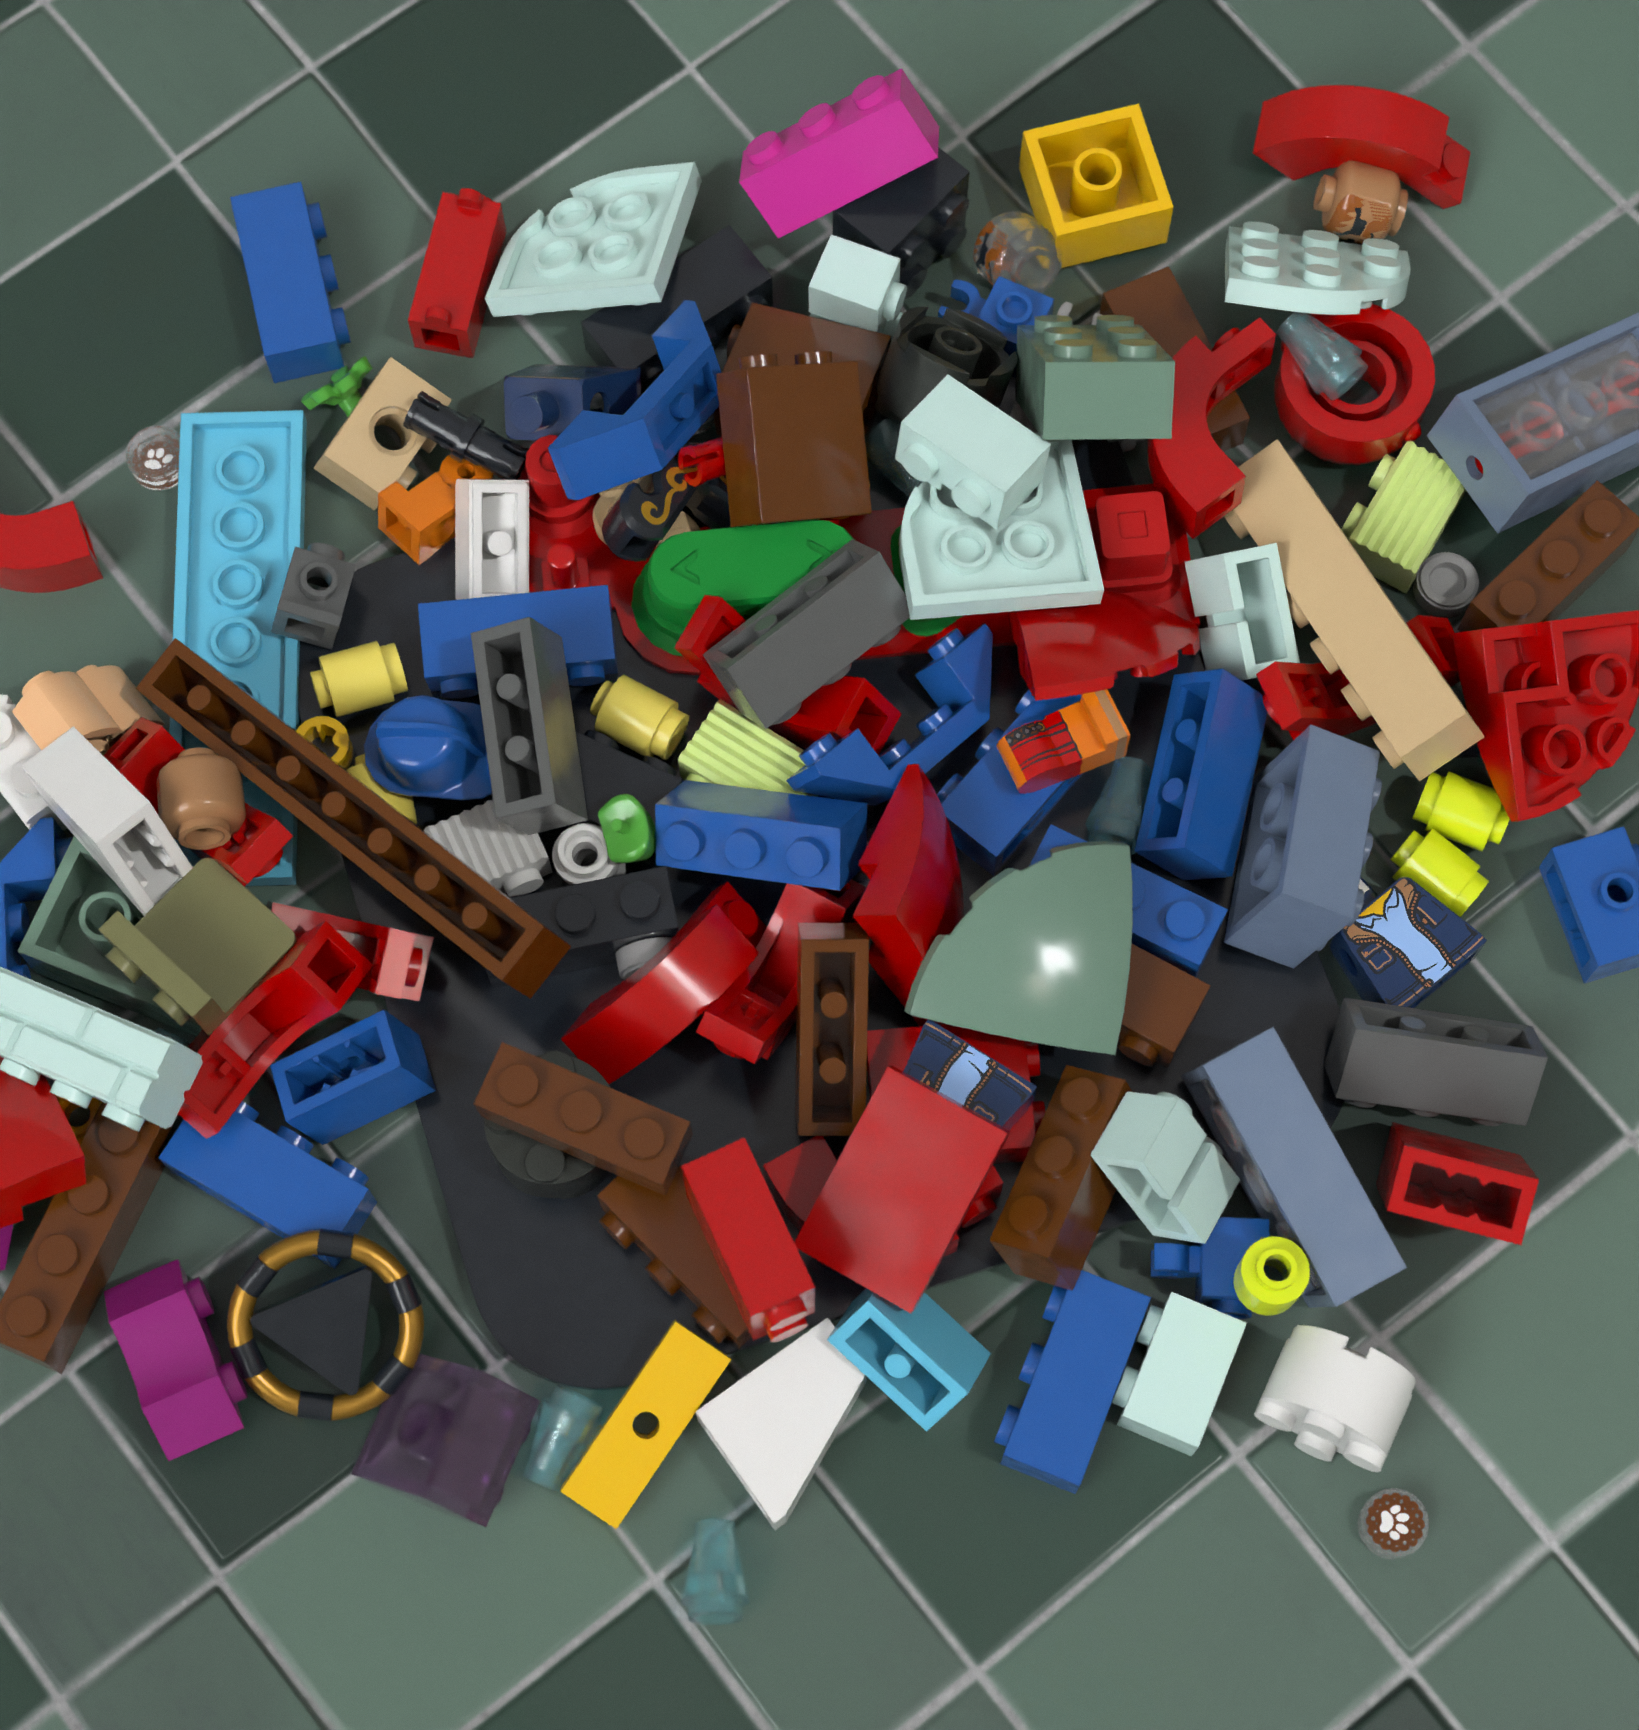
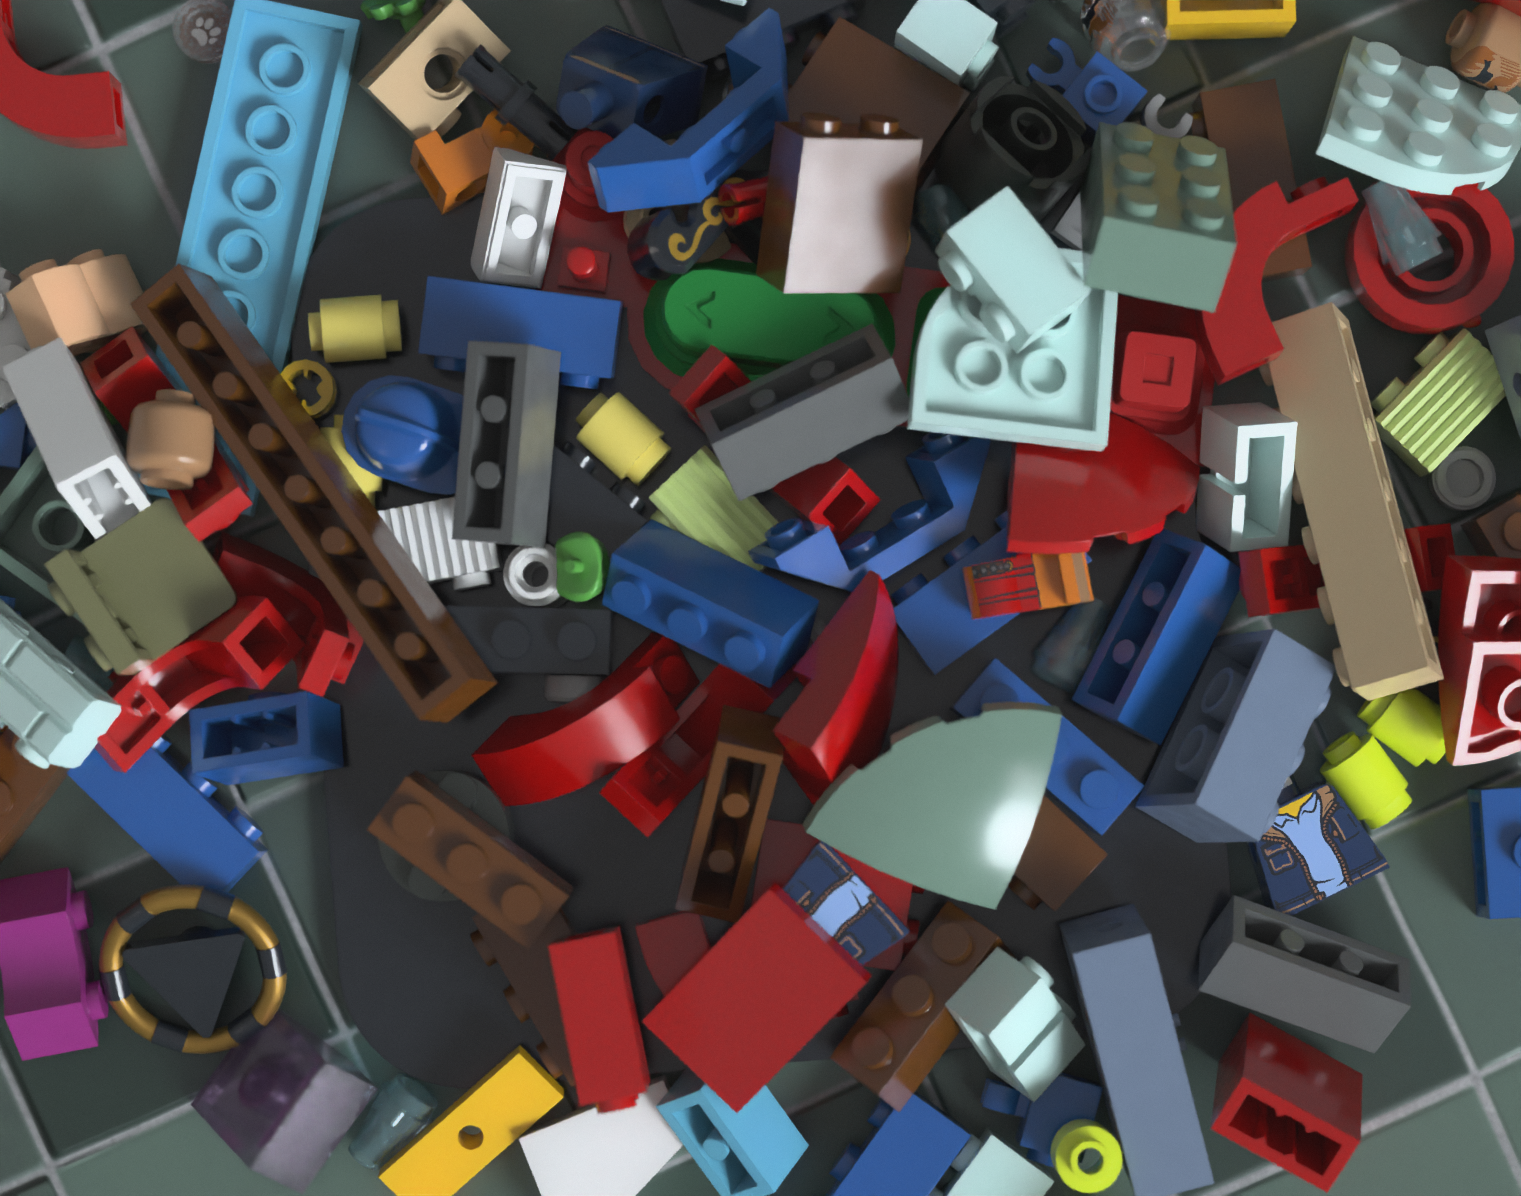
camera: 15 degrees right, 15 degrees up
(312, 613) = (312, 247): dark grey brick -> none

